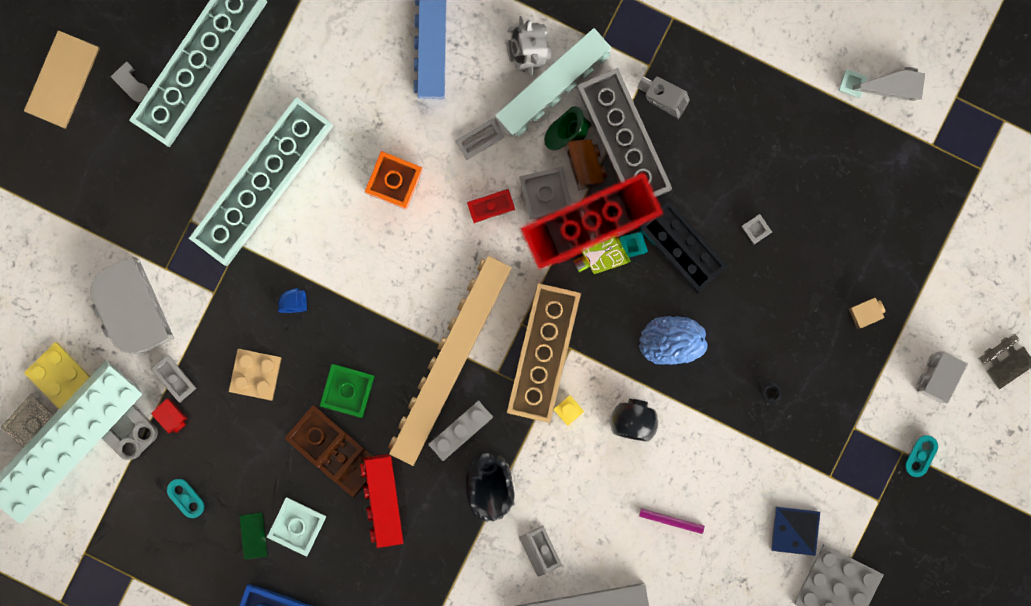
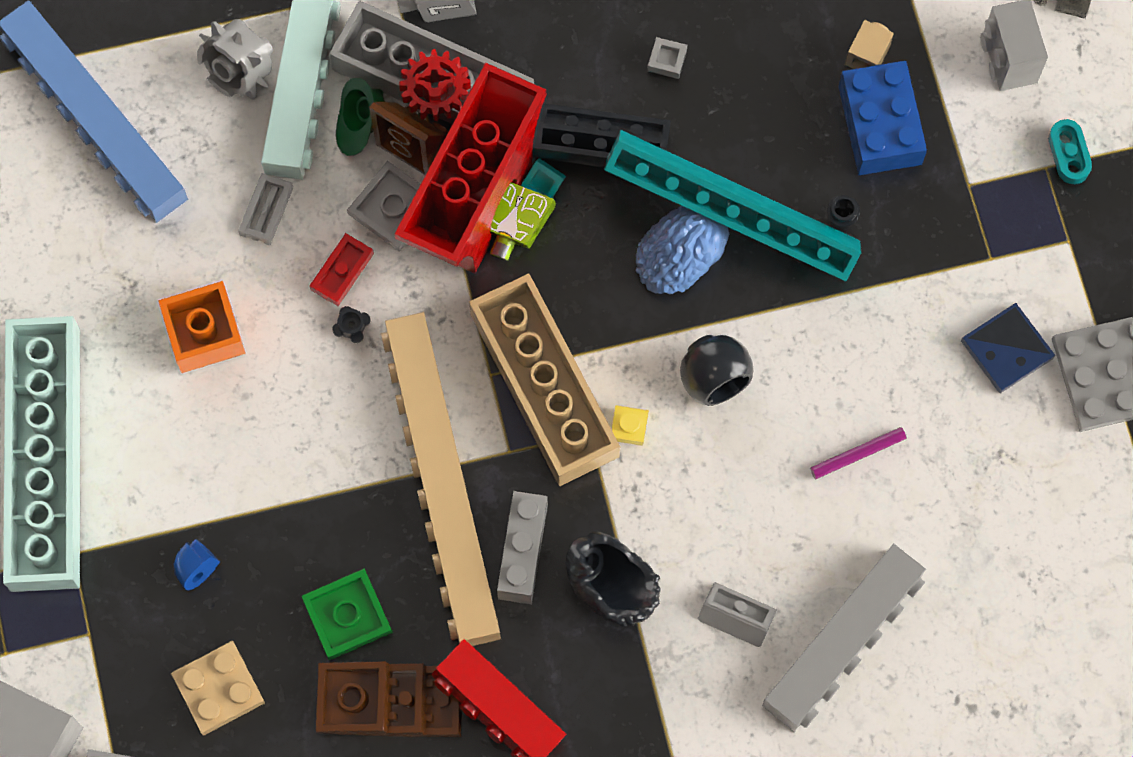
camera: 40 degrees left, 15 degrees down
(479, 241) = (349, 315): none -> black plate
(606, 144) = (449, 84): none -> red gear
(715, 344) = (733, 205): none -> teal brick
(839, 357) = (882, 118): none -> blue brick

